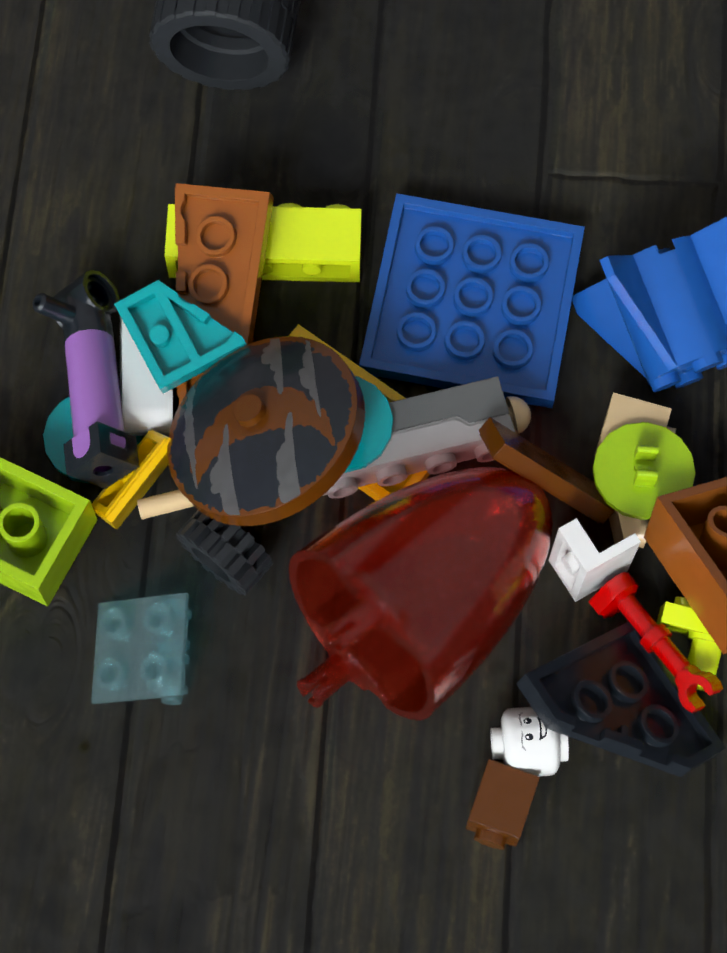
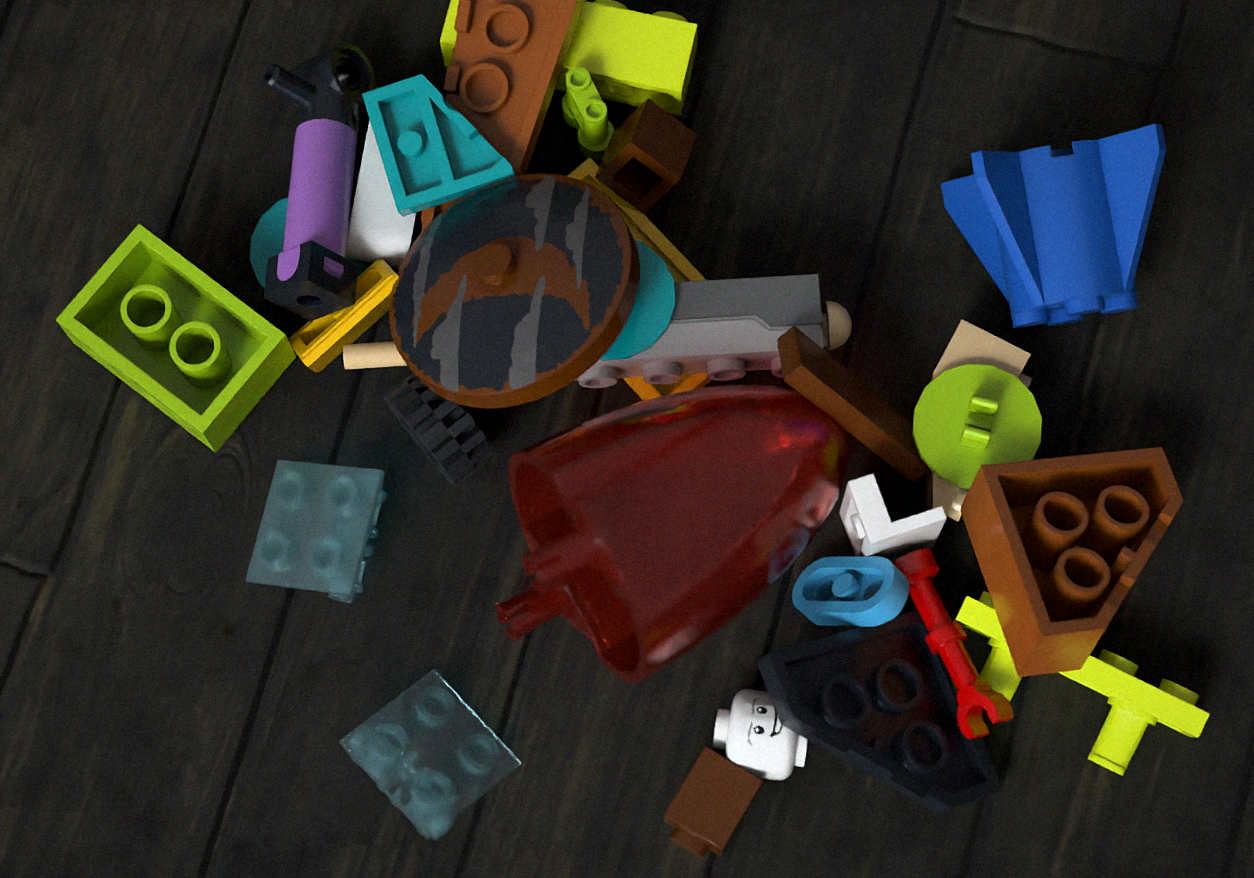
camera: 15 degrees right, 5 degrees up
(269, 811) = (430, 754): none -> clear light blue hinge
(289, 291) = (586, 113): none -> lime piece
(343, 314) = (646, 156): none -> reddish brown brick
(472, 298) = (816, 164): blue plate -> none
(574, 616) = (851, 591): none -> dark azure plate

